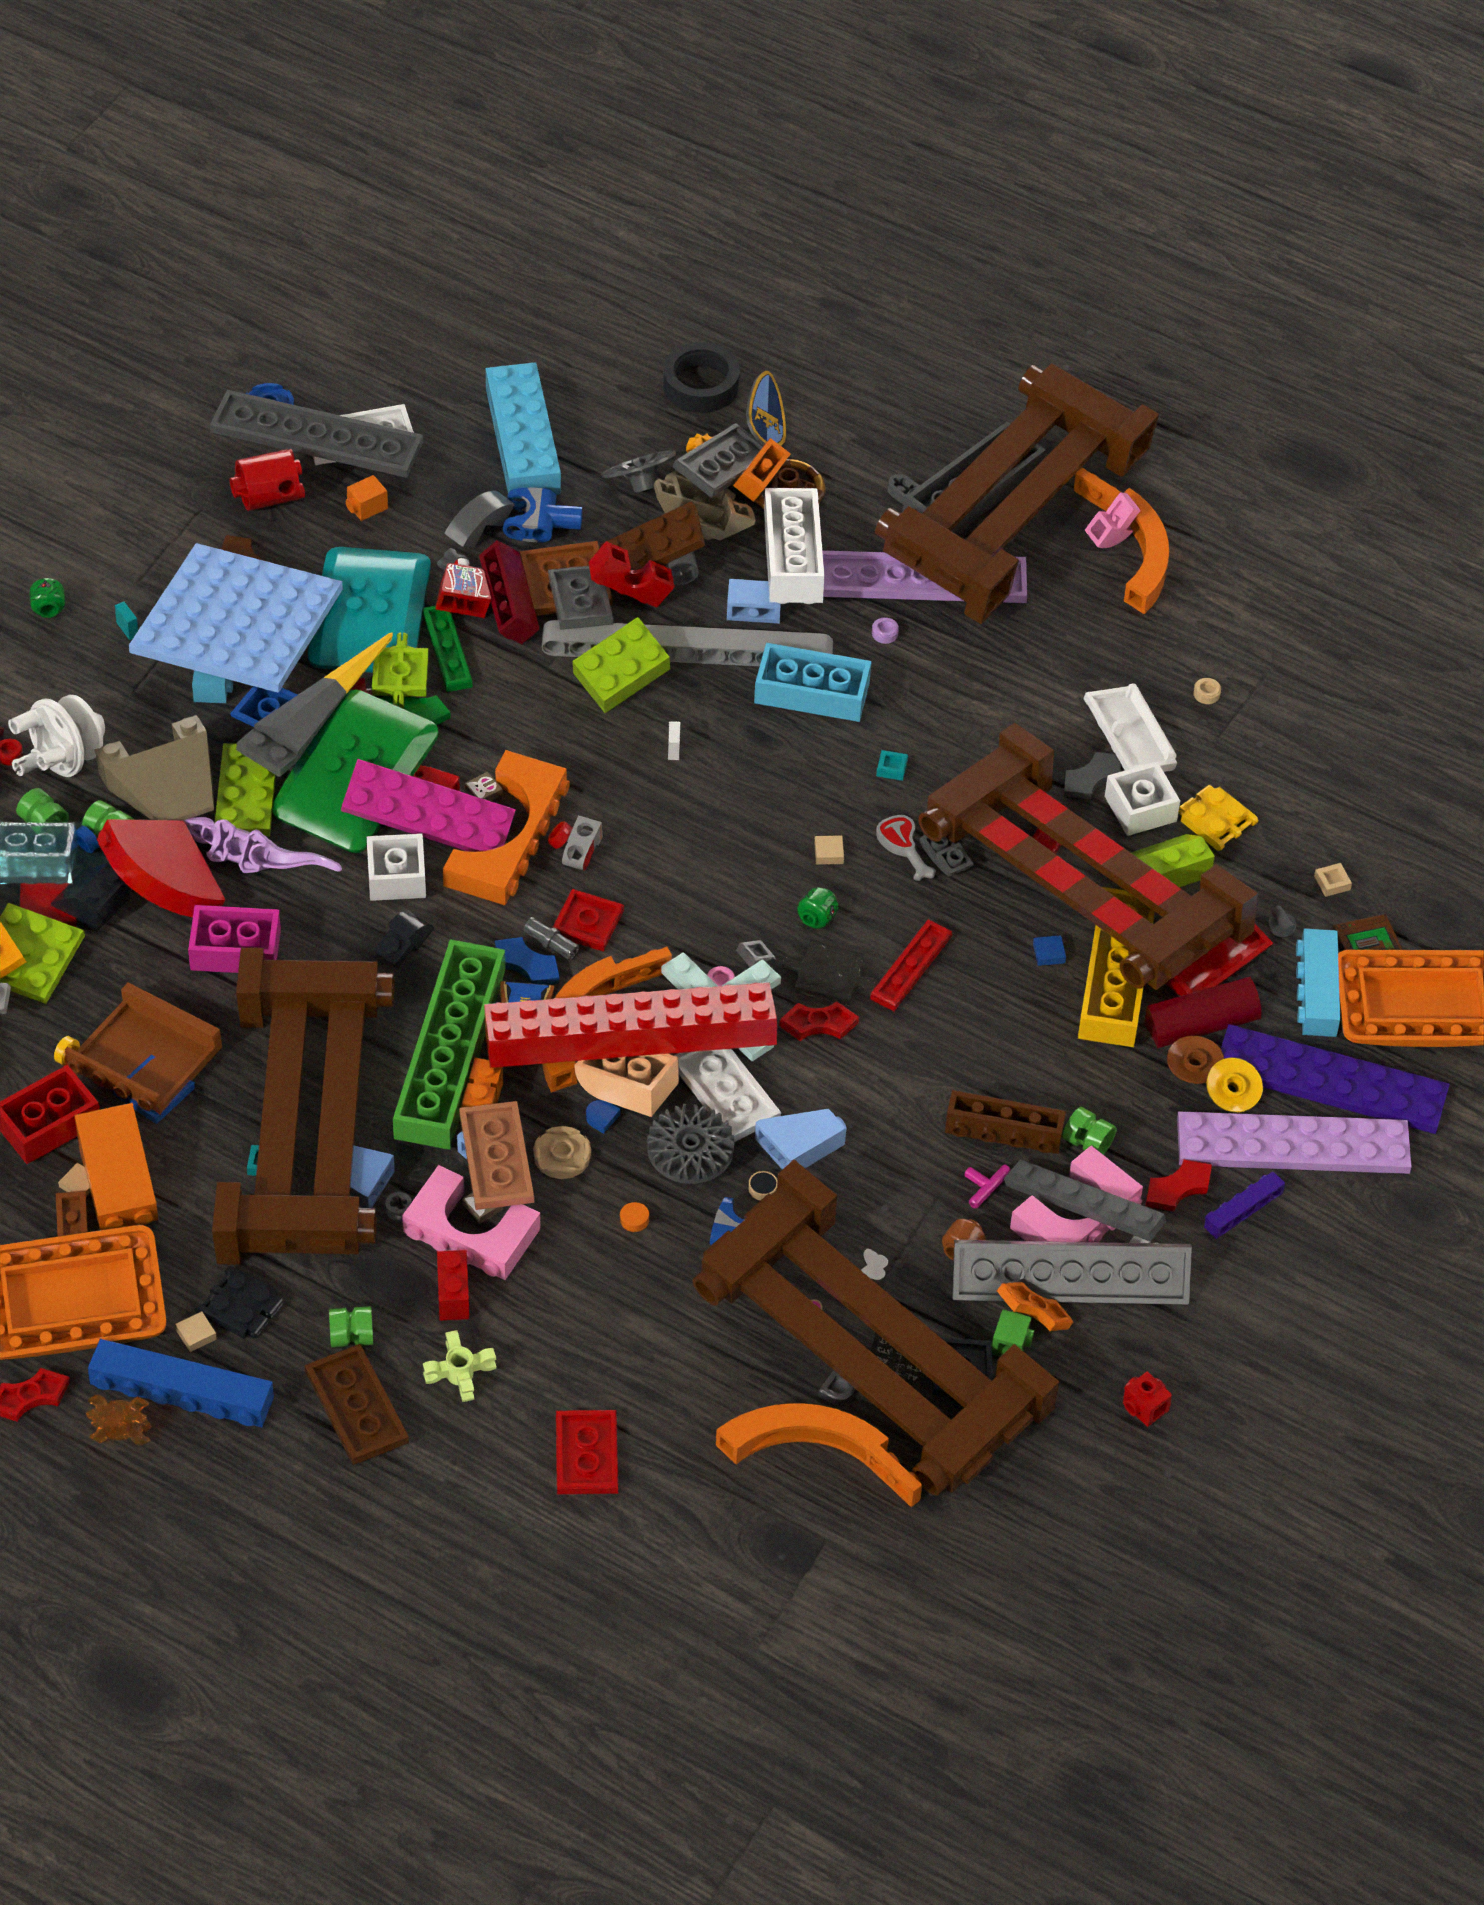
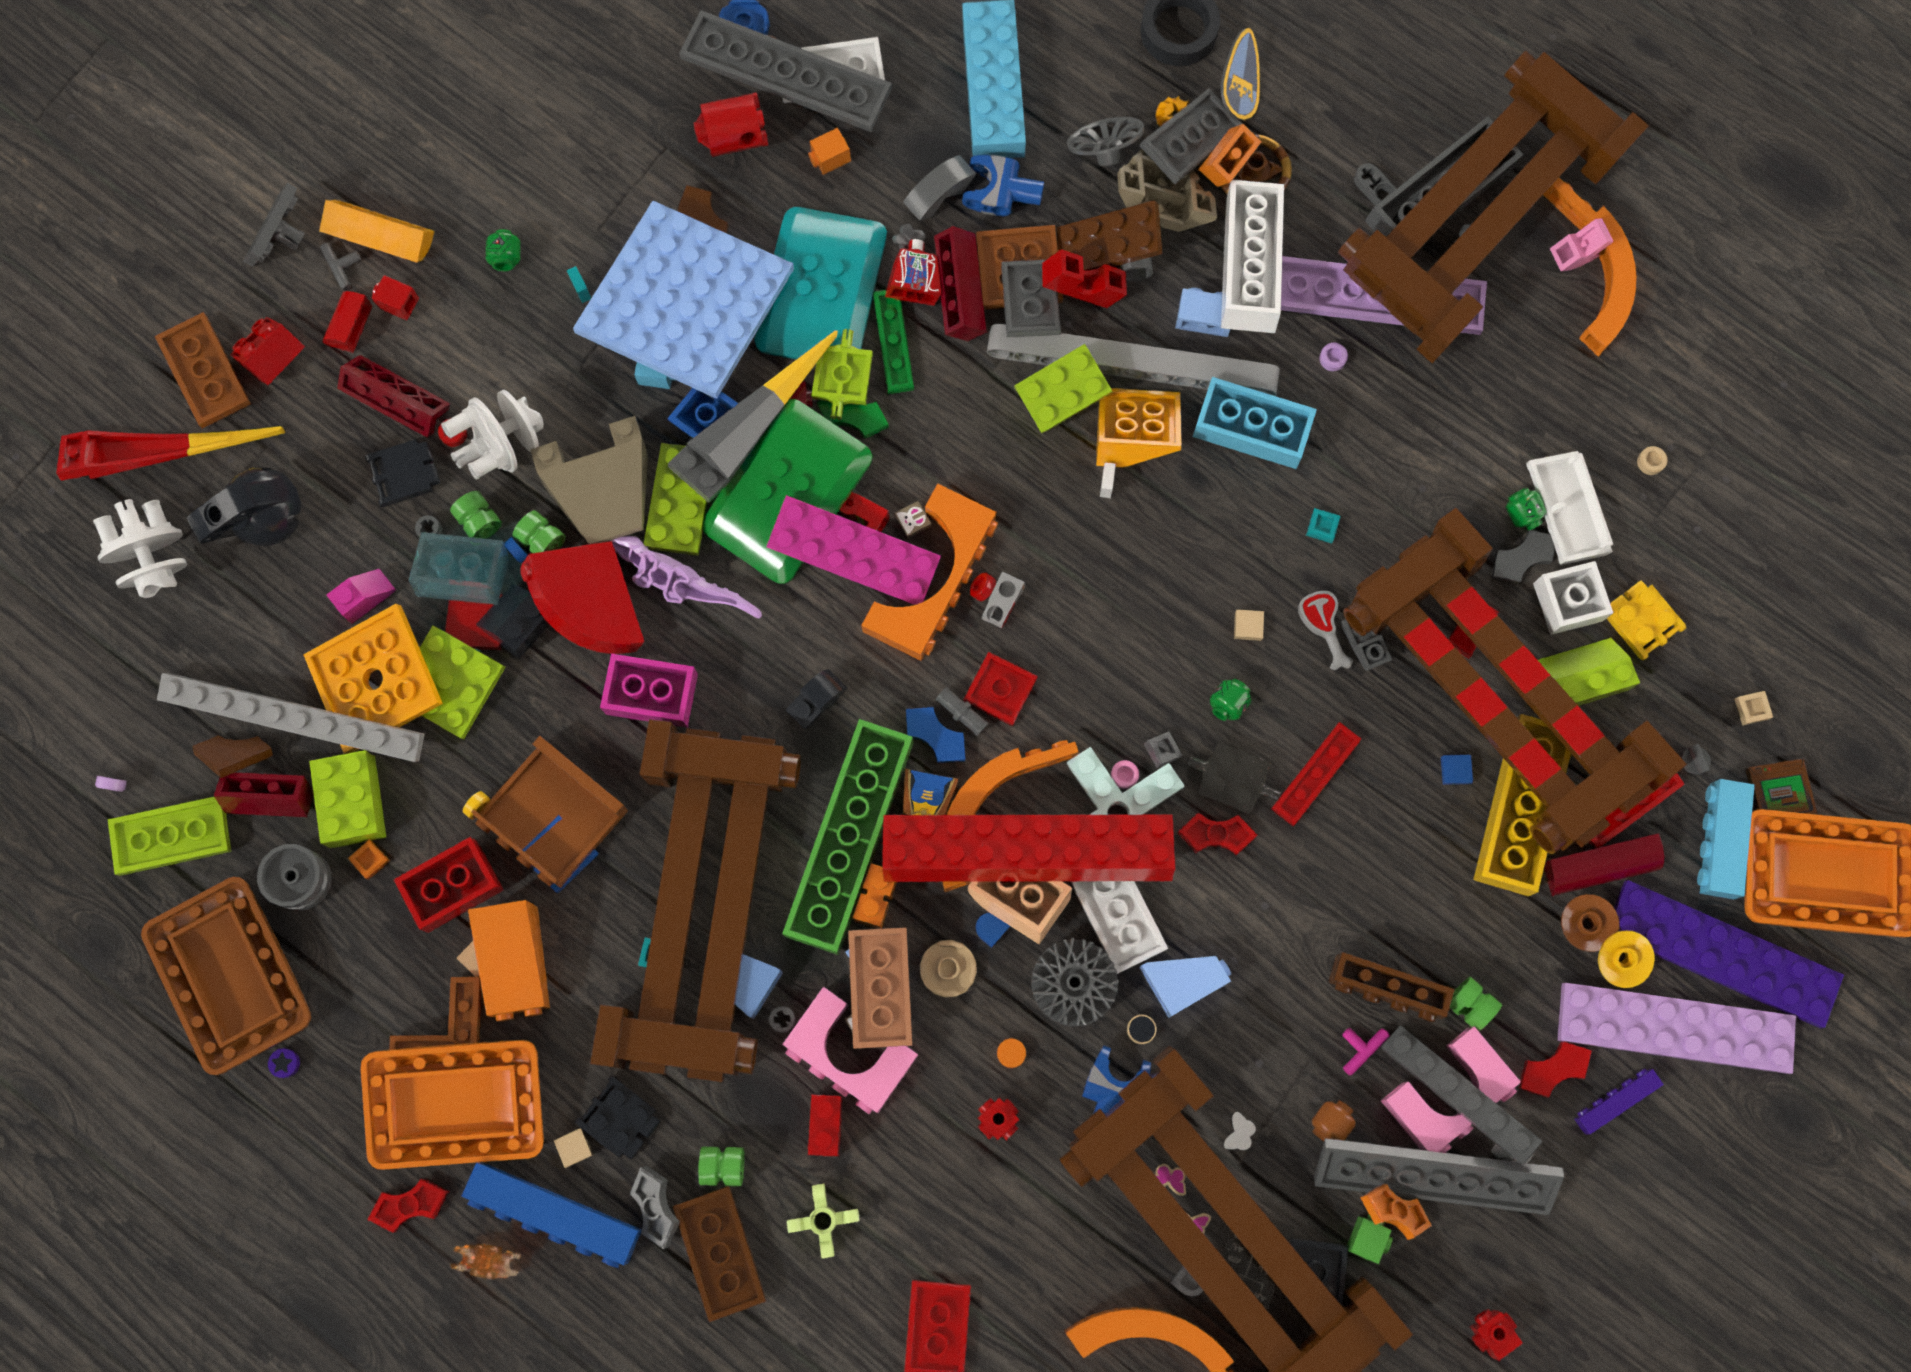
camera: 10 degrees right, 25 degrees up
(290, 1380) = (658, 1220): none -> dark grey tile
(396, 867) = (815, 615): white brick -> none
(627, 1264) = (991, 1129): none -> red brick
(697, 695) = (1137, 426): none -> light orange slope
(1088, 733) = (1526, 508): none -> green head

